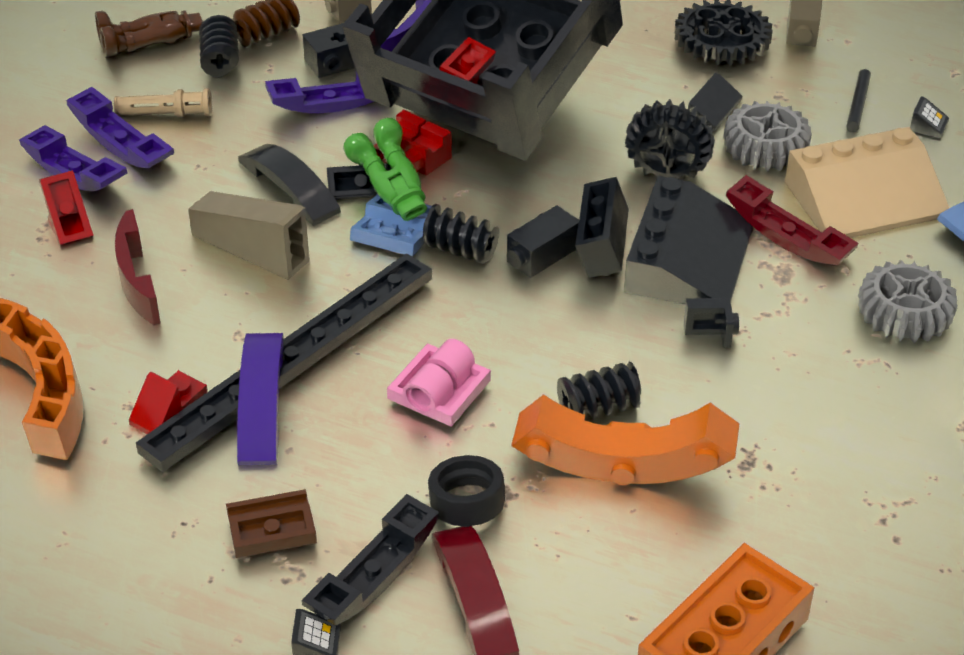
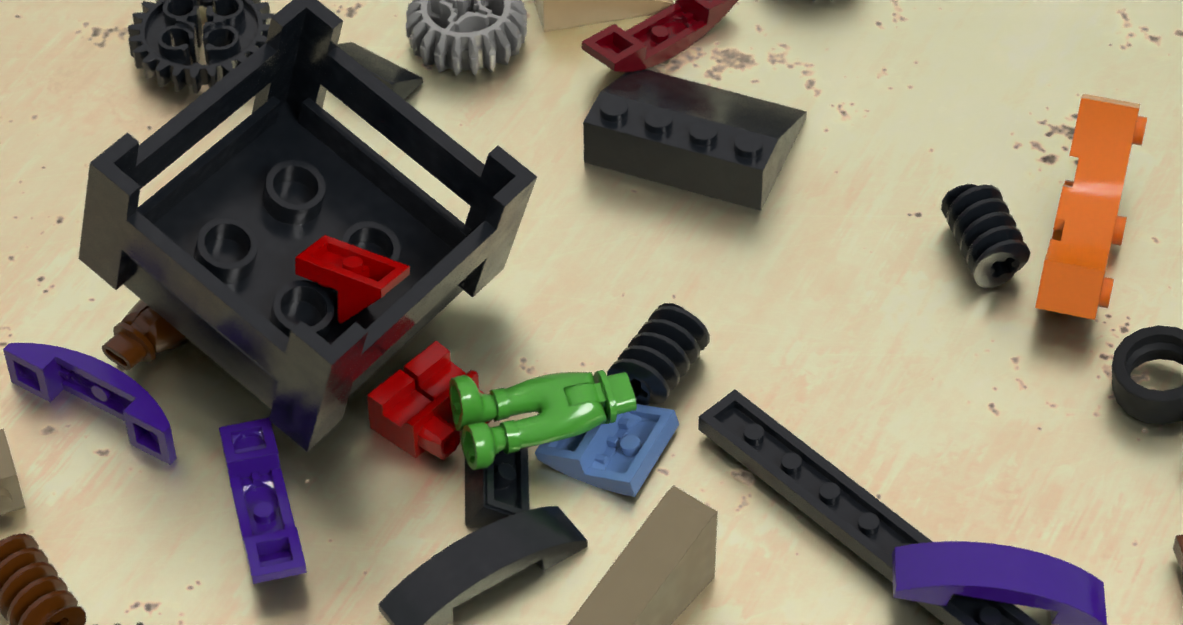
camera: 85 degrees left, 5 degrees up
(327, 51) = (141, 492): black brick -> none
(440, 382) = (960, 396): bright pink plate -> none
(542, 241) = (676, 267): black brick -> none
(602, 227) = (667, 197): black brick -> none
(669, 140) = (502, 99): black gear -> none
(711, 317) = (846, 111): black bracket -> none

